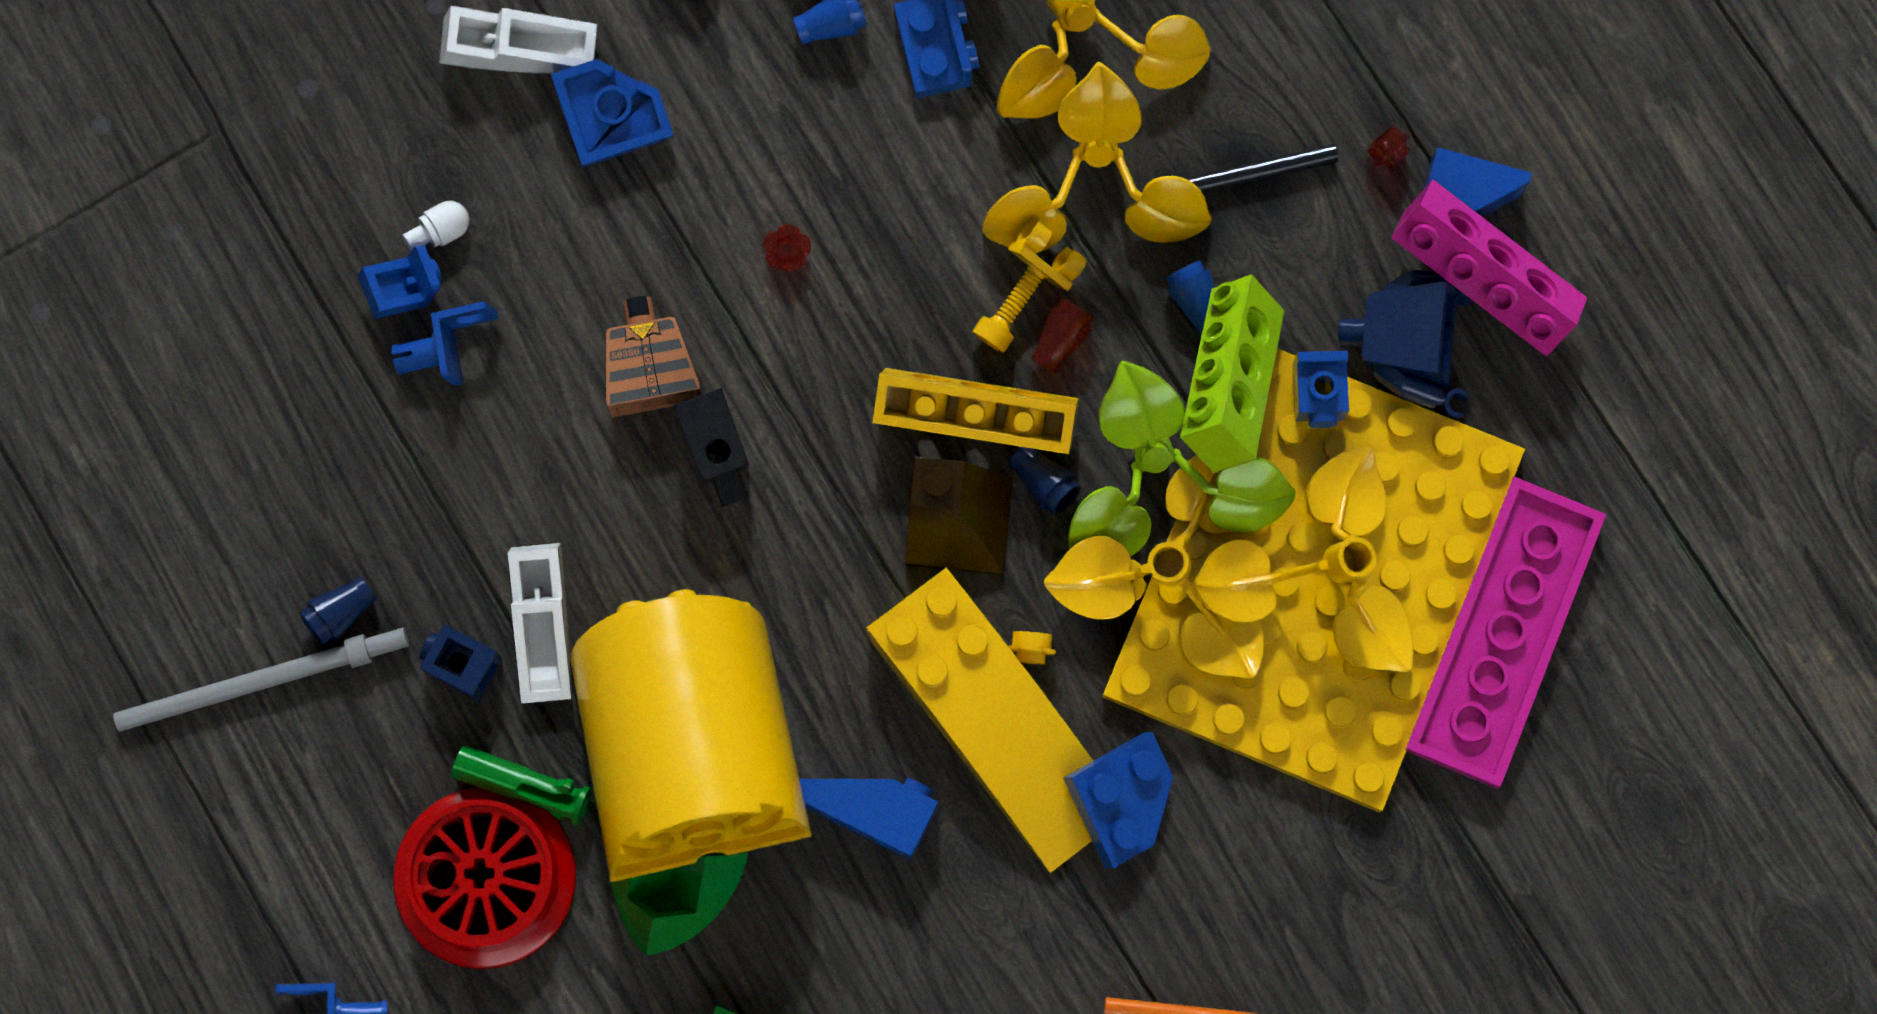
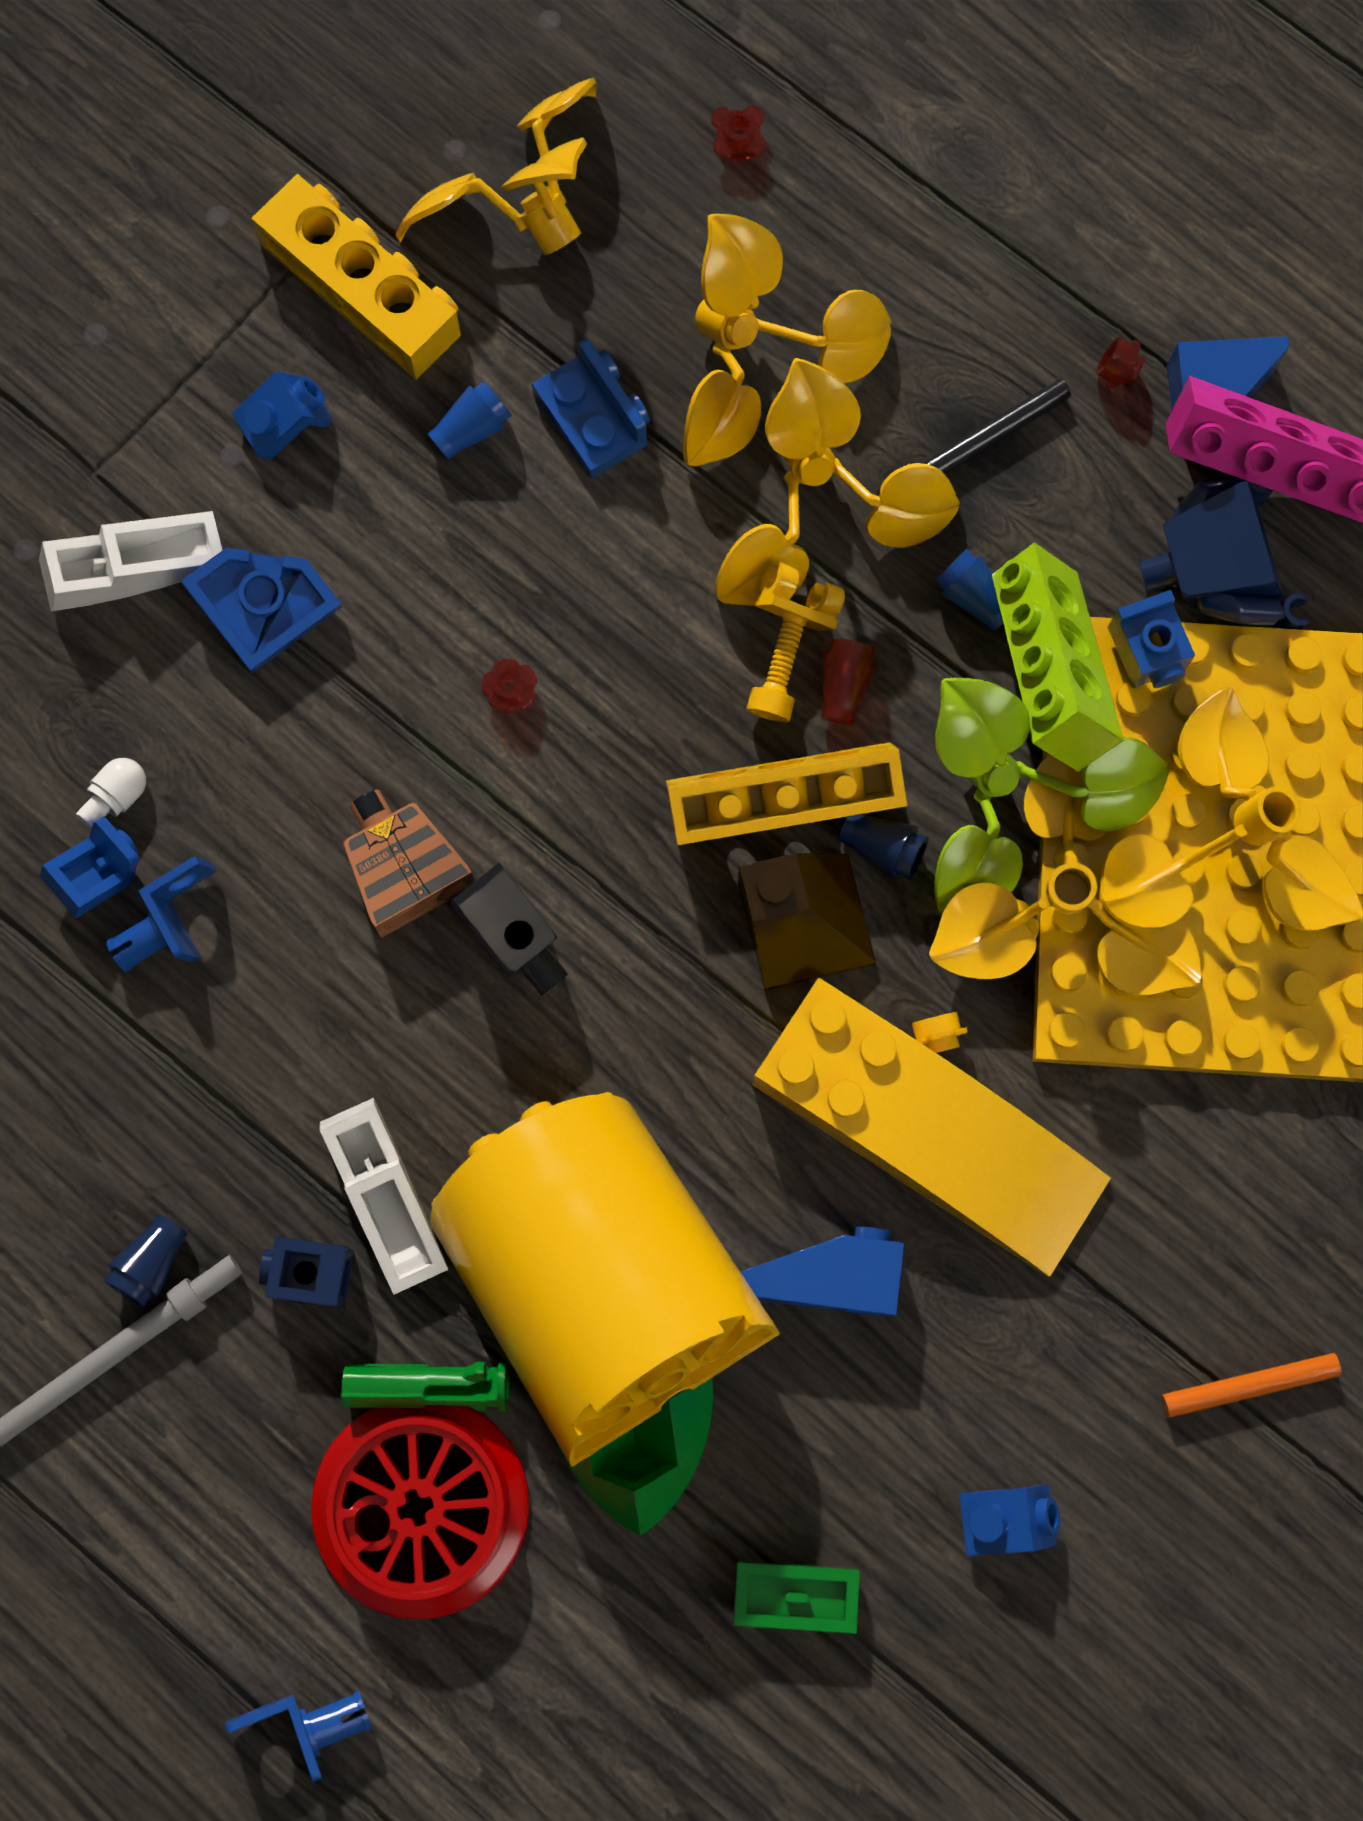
camera: 20 degrees left, 0 degrees up
(1123, 798) = (1101, 1166): blue plate -> none

